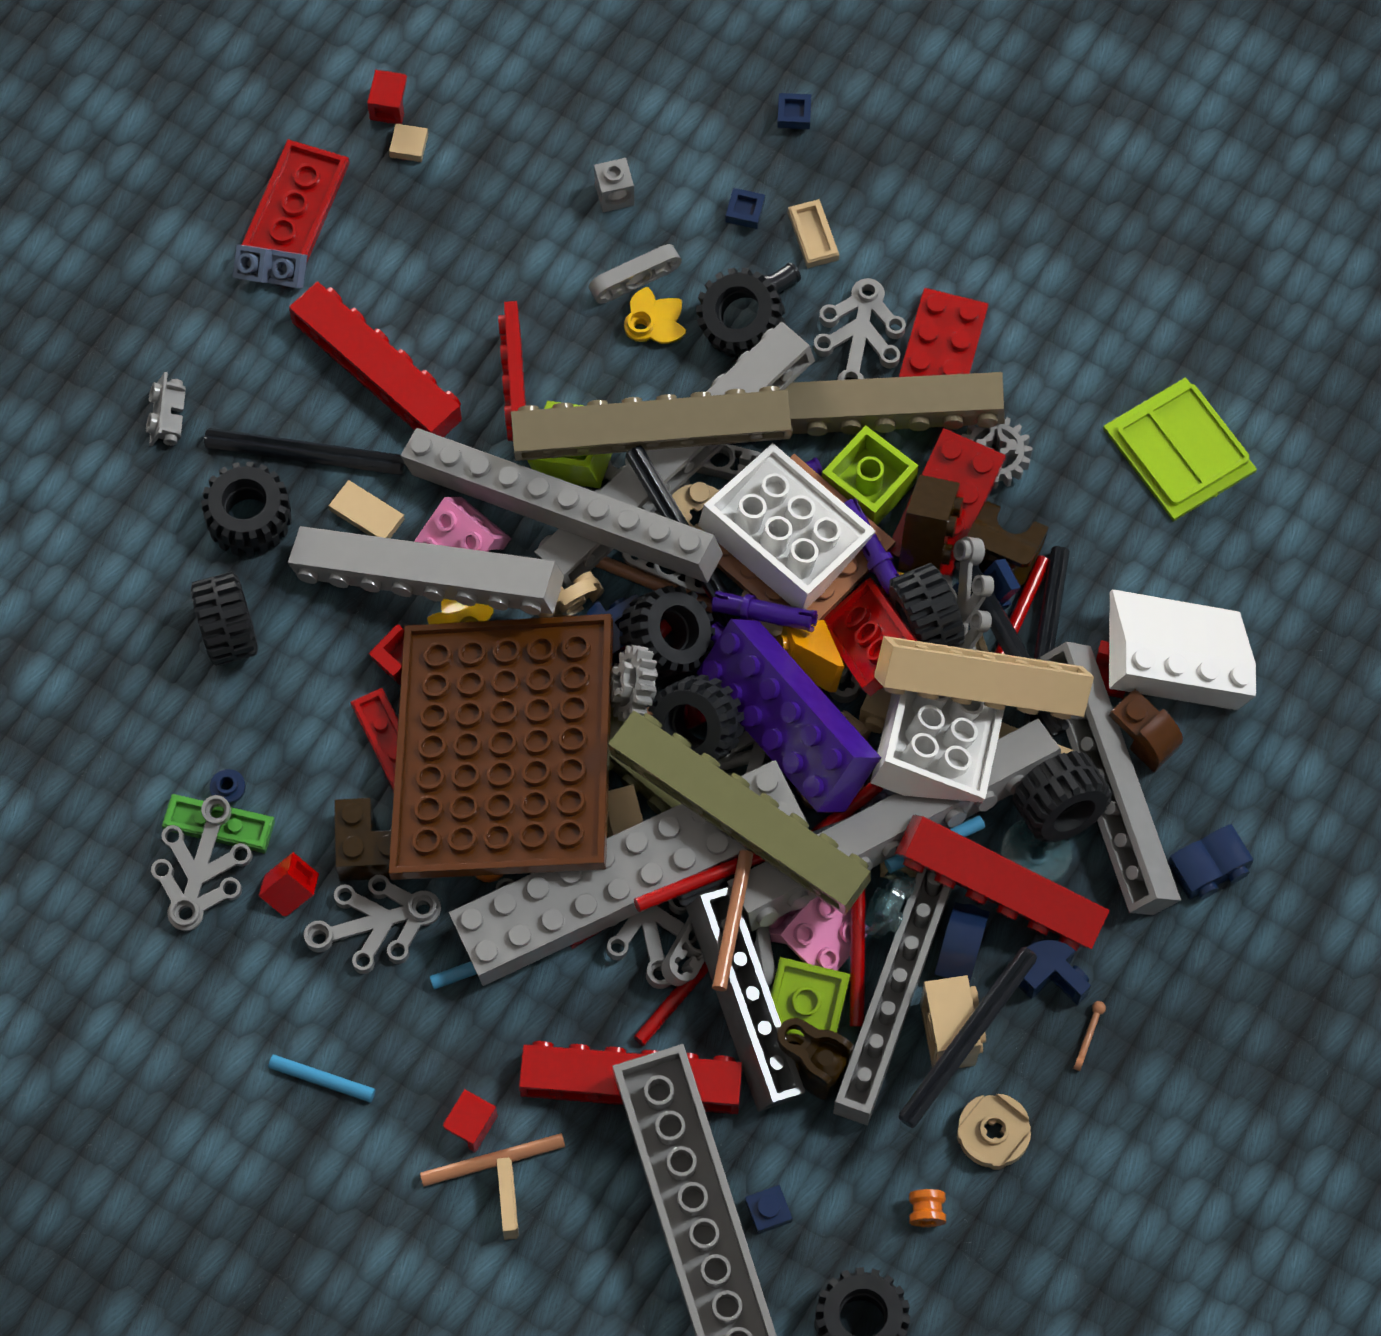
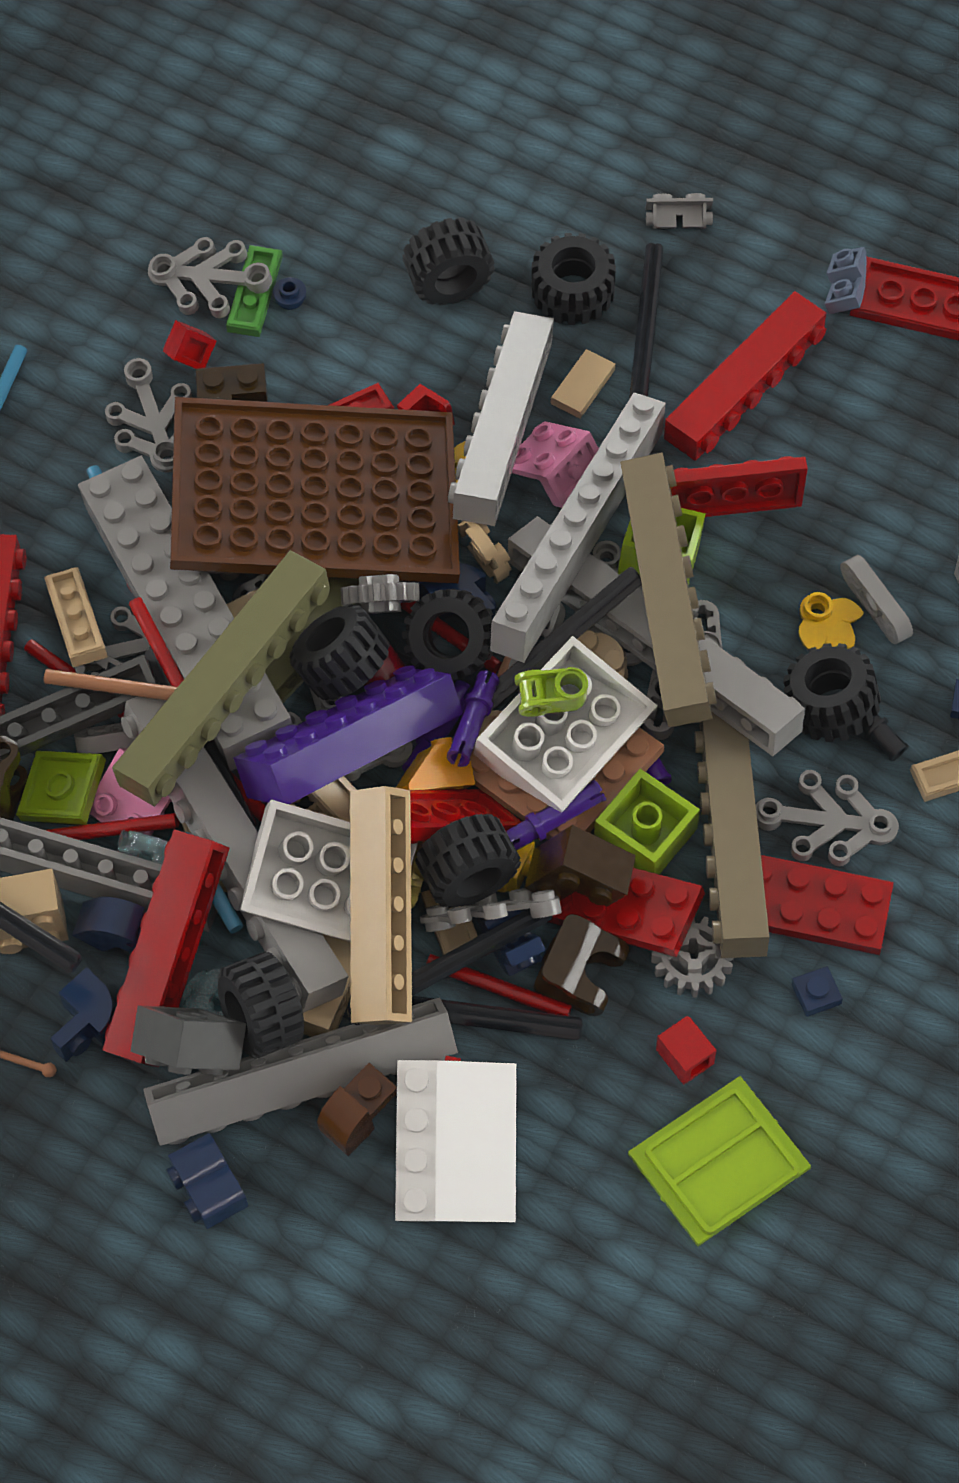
camera: 90 degrees right, 5 degrees down
(623, 984) = (75, 617): none -> tan tile
(769, 526) = (548, 692): none -> lime piece
(1024, 359) = (816, 991): none -> dark blue plate
(1087, 461) = (685, 1050): none -> red panel
(1096, 859) = (188, 1039): none -> dark grey brick

